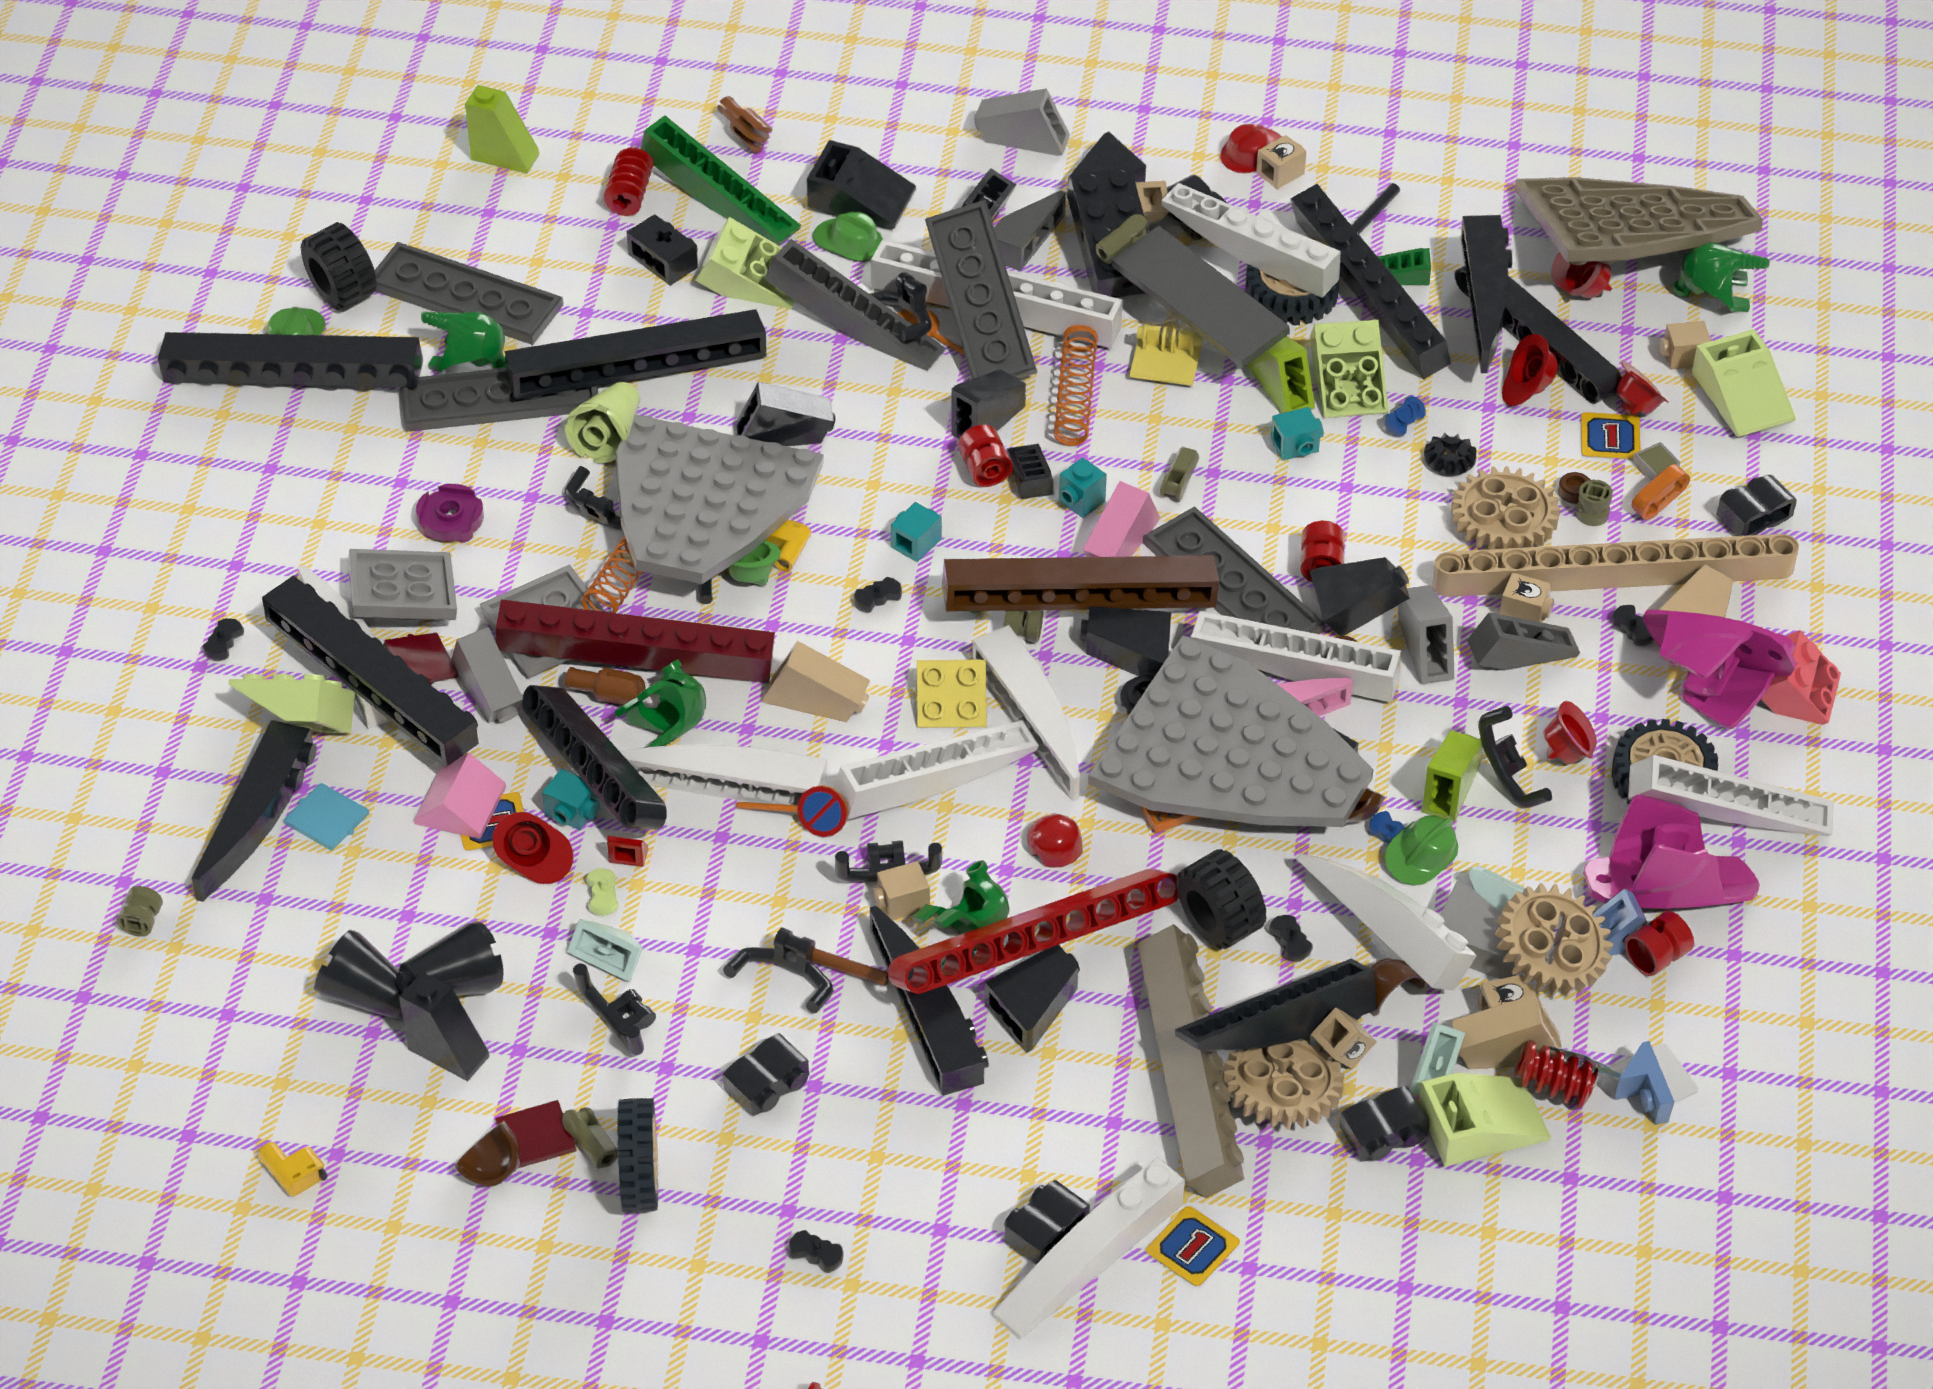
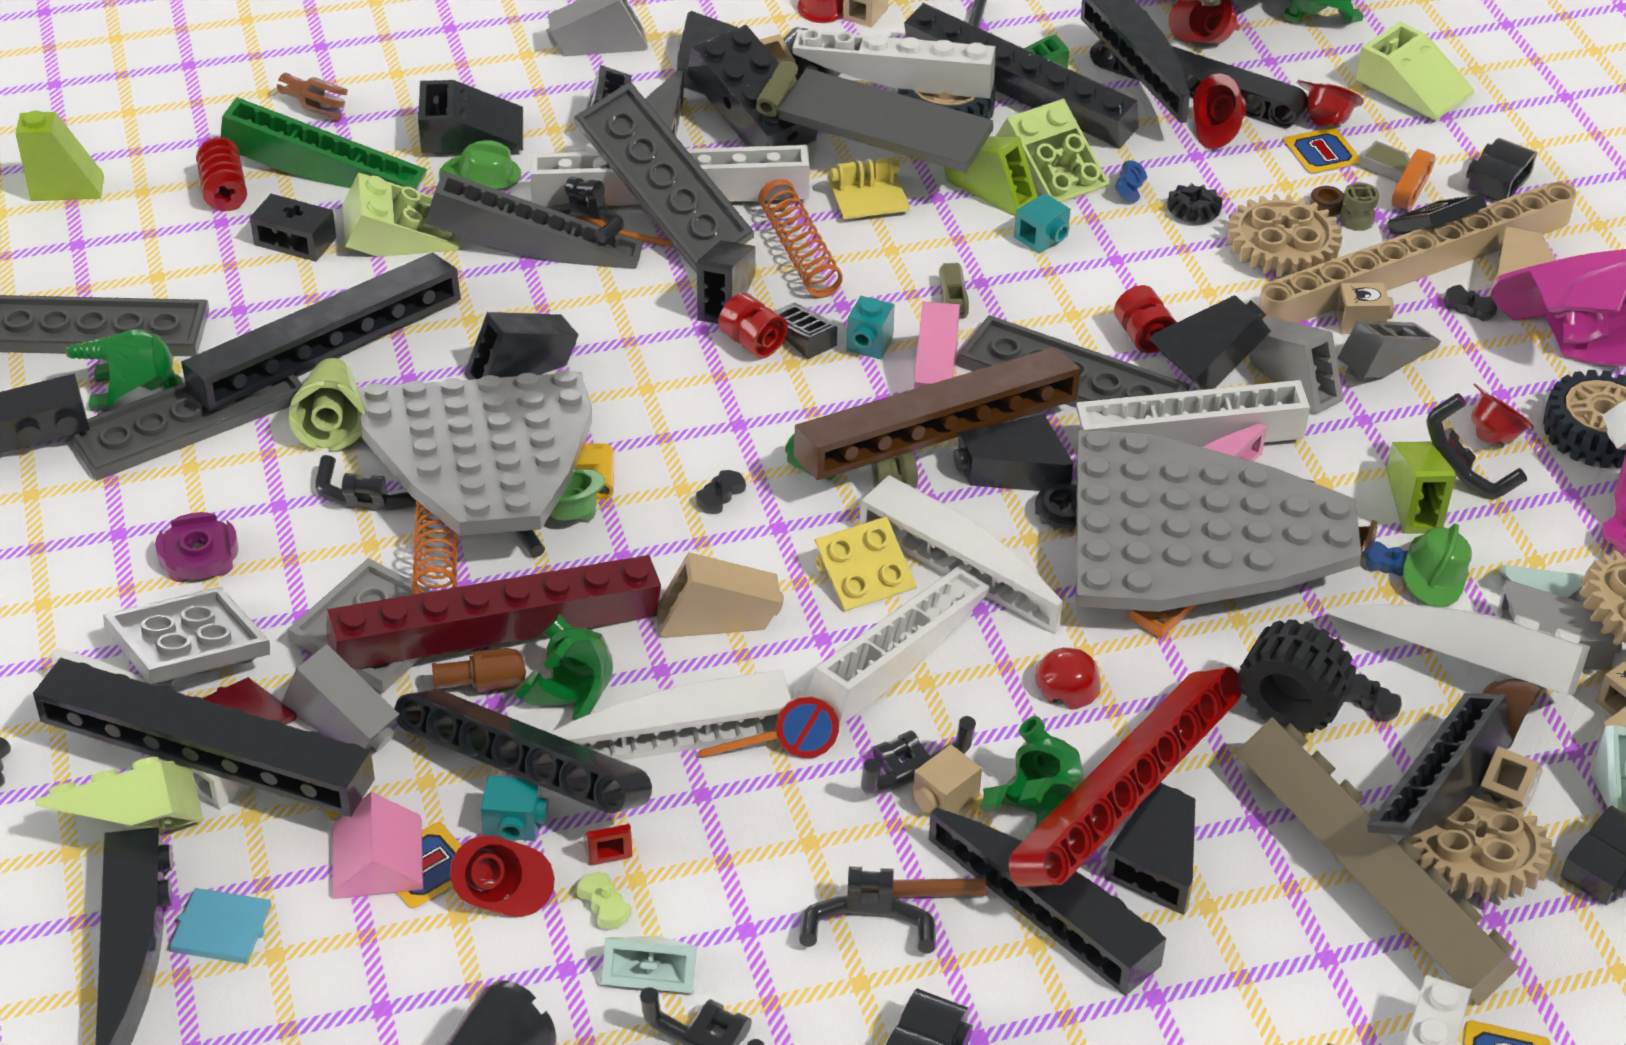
camera: 25 degrees left, 5 degrees down
(916, 531) = (725, 417): teal brick -> none
(1654, 531) = (1436, 213): none -> black tile
(1681, 342) = (1337, 55): tan brick -> none

